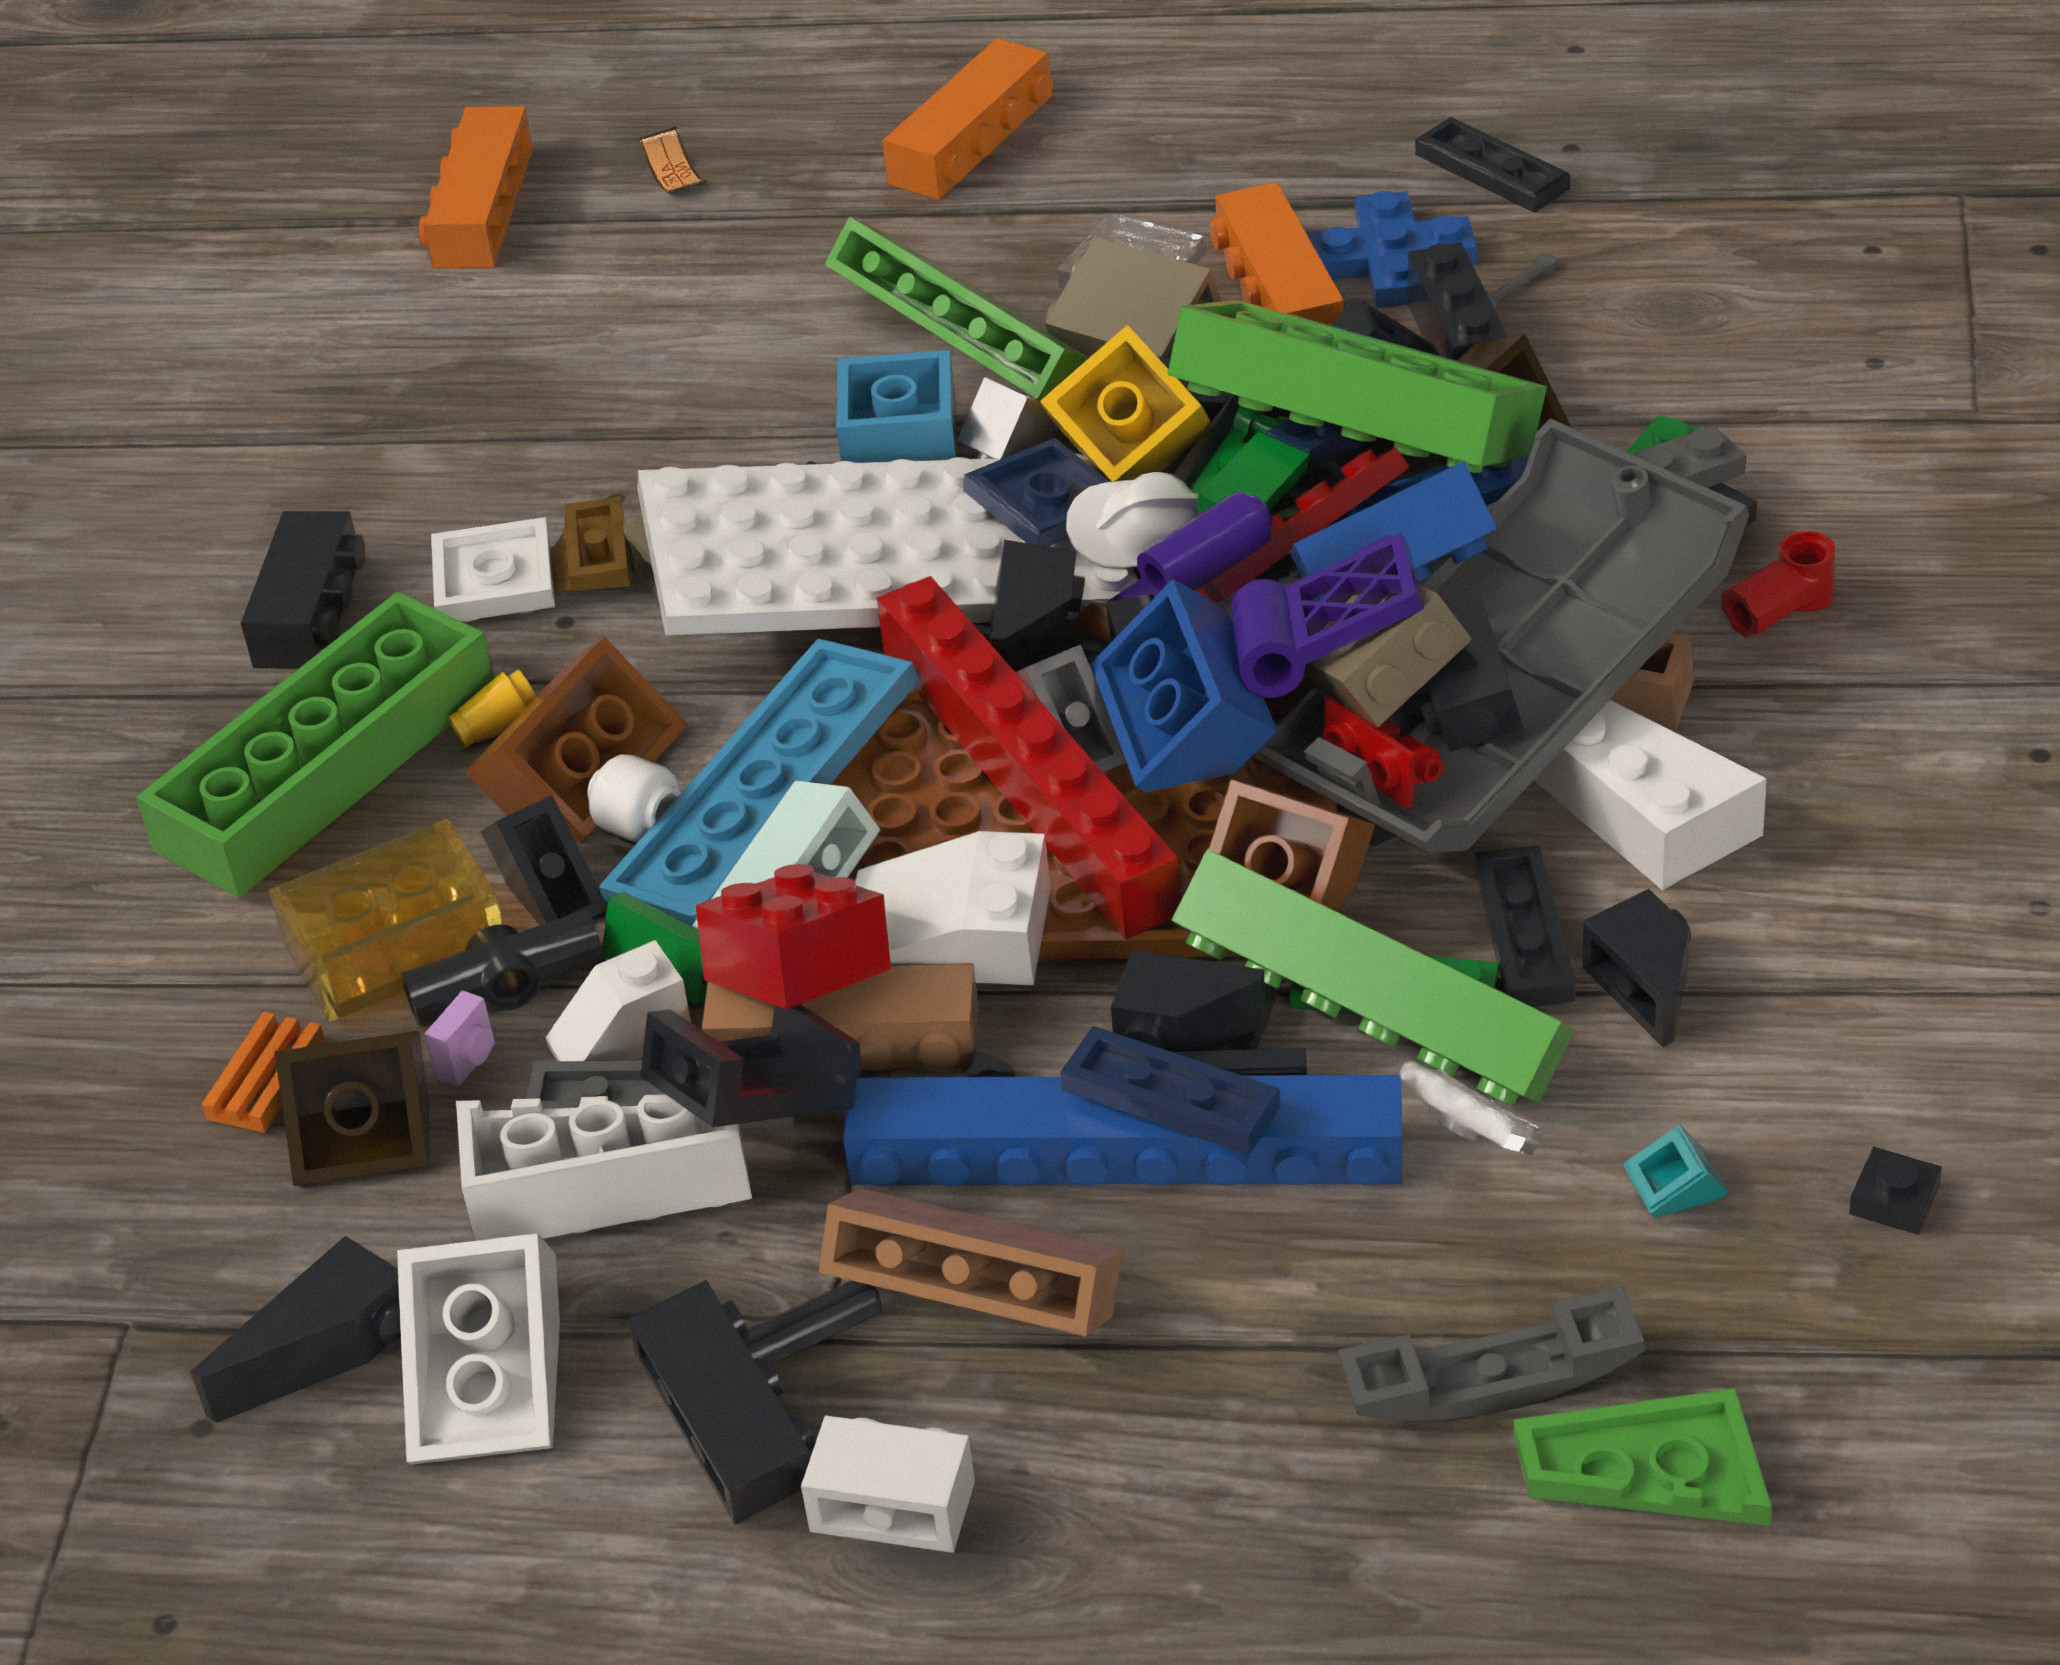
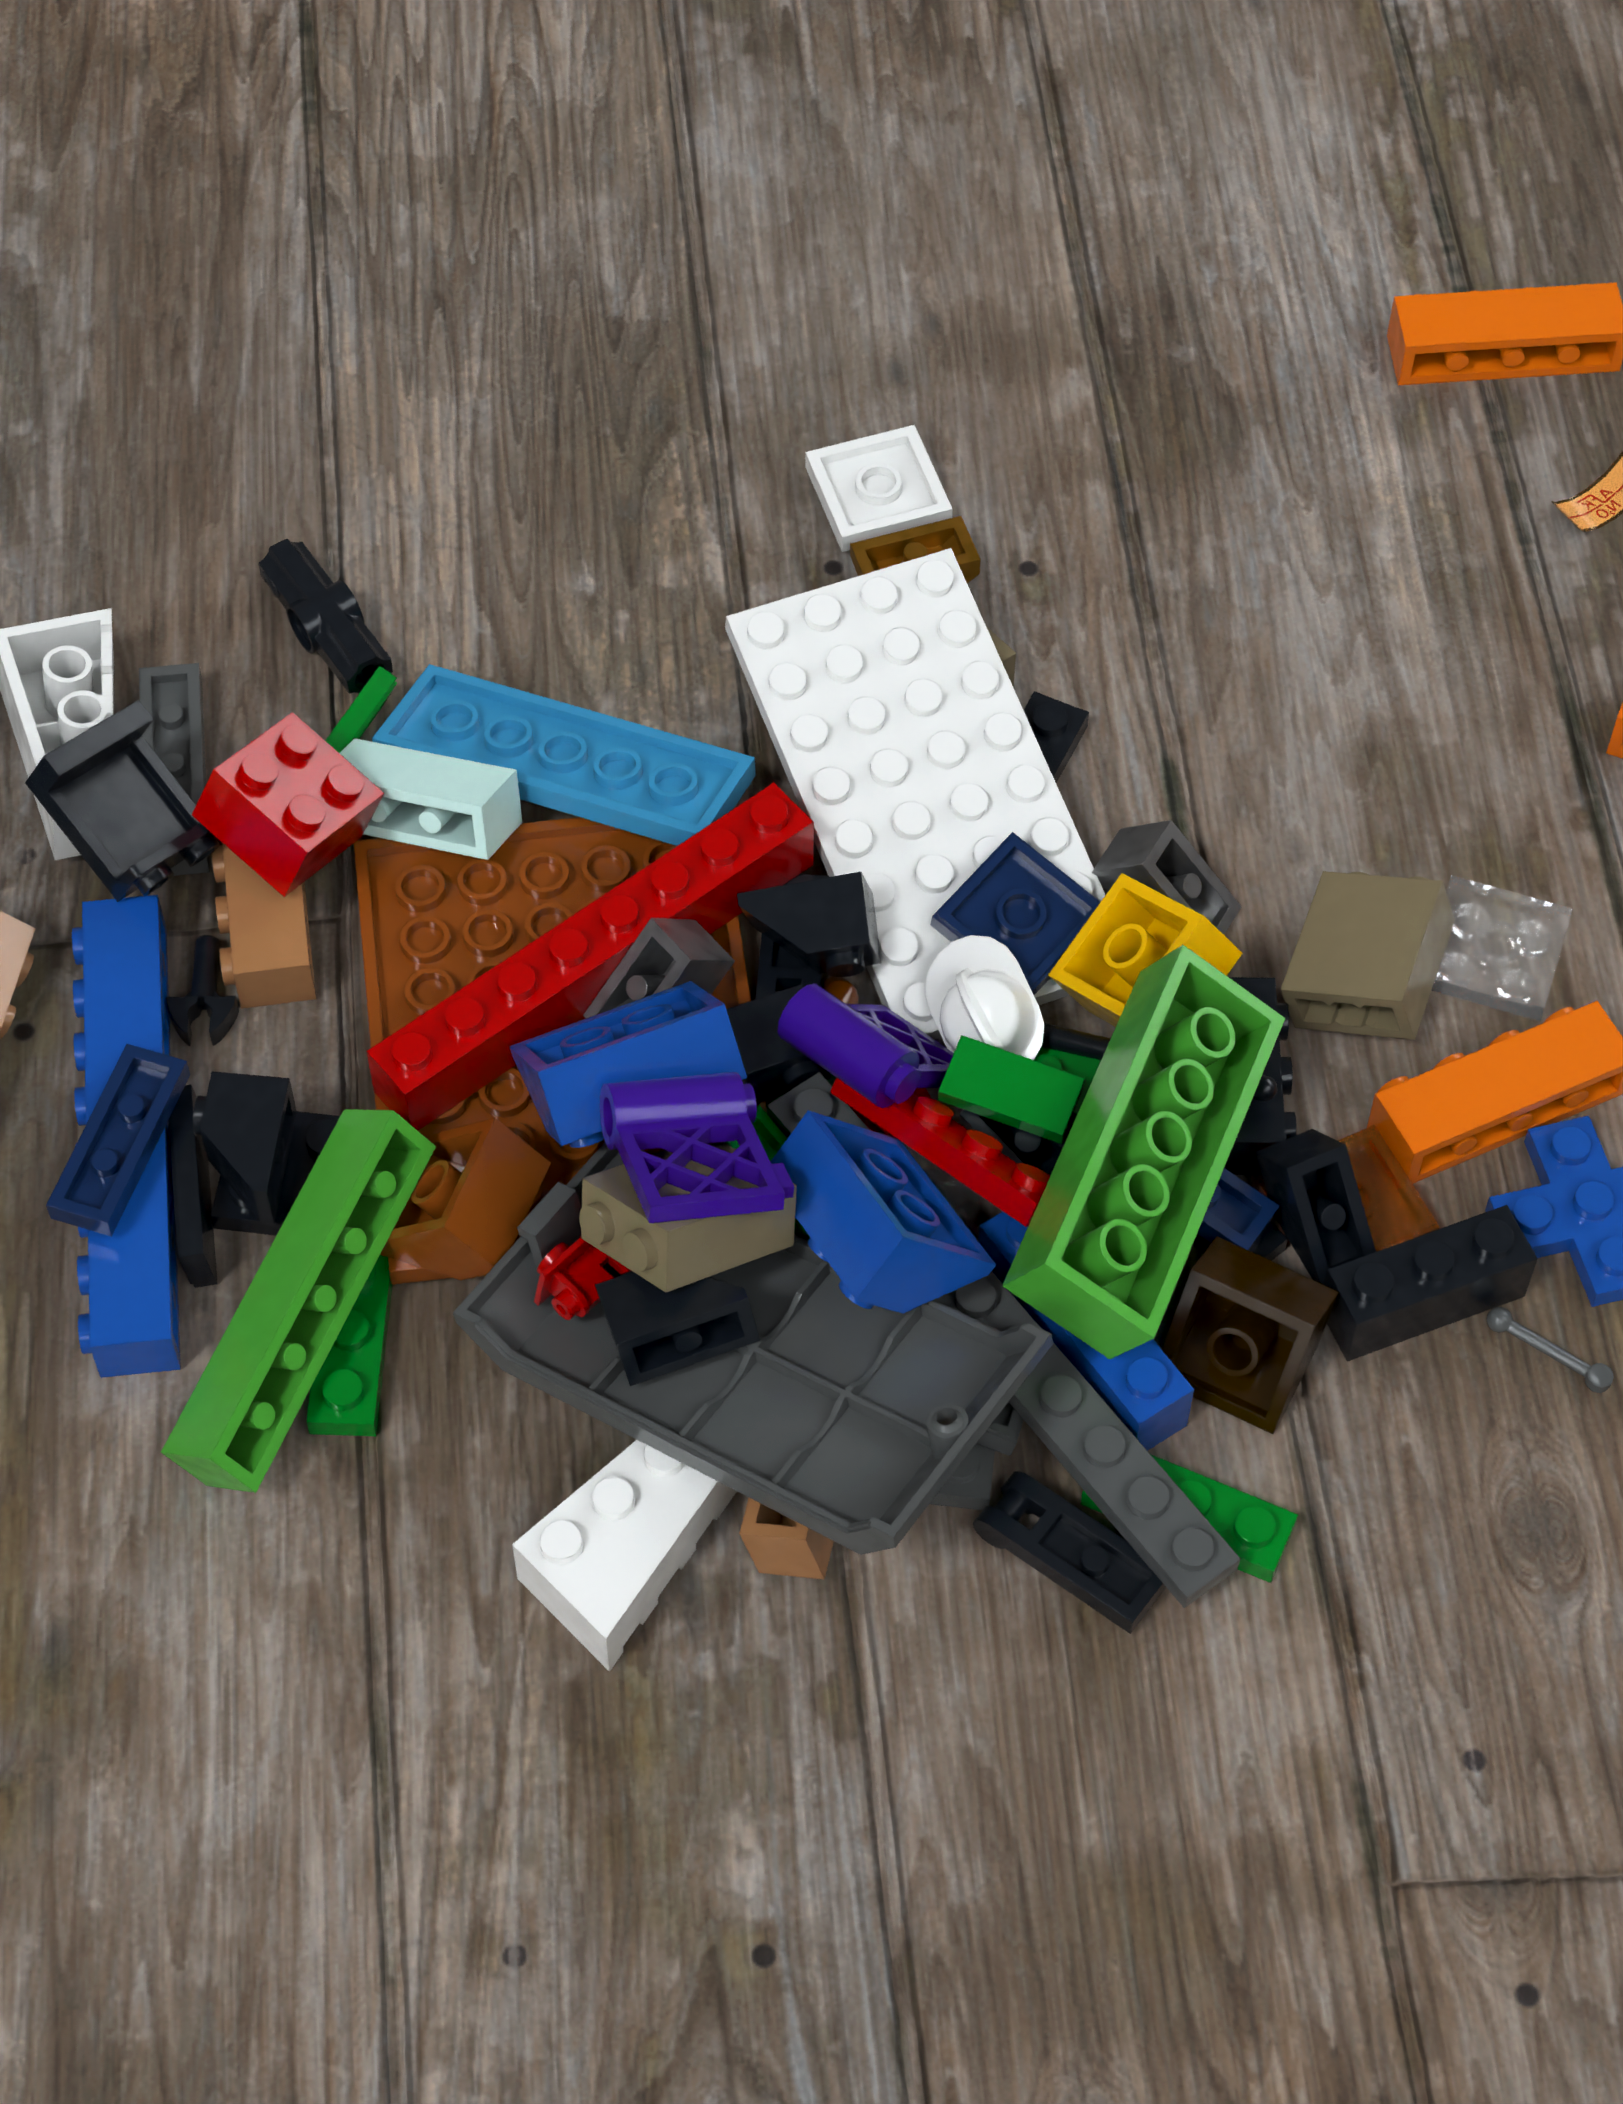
camera: 75 degrees right, 15 degrees up
(253, 1070) = (207, 474): orange tile -> none
(302, 588) = (826, 347): black brick -> none
(315, 744) = (594, 409): bright green brick -> none
(355, 1107) = (151, 547): dark brown slope -> none
(383, 915) = (360, 513): clear yellow brick -> none
(460, 1039) = (230, 605): lavender plate -> none
(492, 708) = (675, 537): yellow cone -> none
(543, 863) = (454, 613): black slope -> none
(571, 730) = (622, 608): dark orange slope -> none
(612, 1006) = (258, 704): white slope -> none
(630, 795) = (544, 660): white head -> none
(896, 407) = (1148, 763): dark azure brick -> none
(953, 309) = (1336, 798): bright green brick -> none
(968, 903) = (372, 940): white slope -> none
(1469, 1111) = (149, 1417): clear plate -> none
(1524, 926) = (427, 1443): black plate -> none
(1640, 960) = (370, 1557): black slope -> none
(1674, 1174) = (103, 1614): teal slope -> none
(1795, 581) = (986, 1657): red piece -> none
(1895, 1190) = (82, 1812): black plate -> none

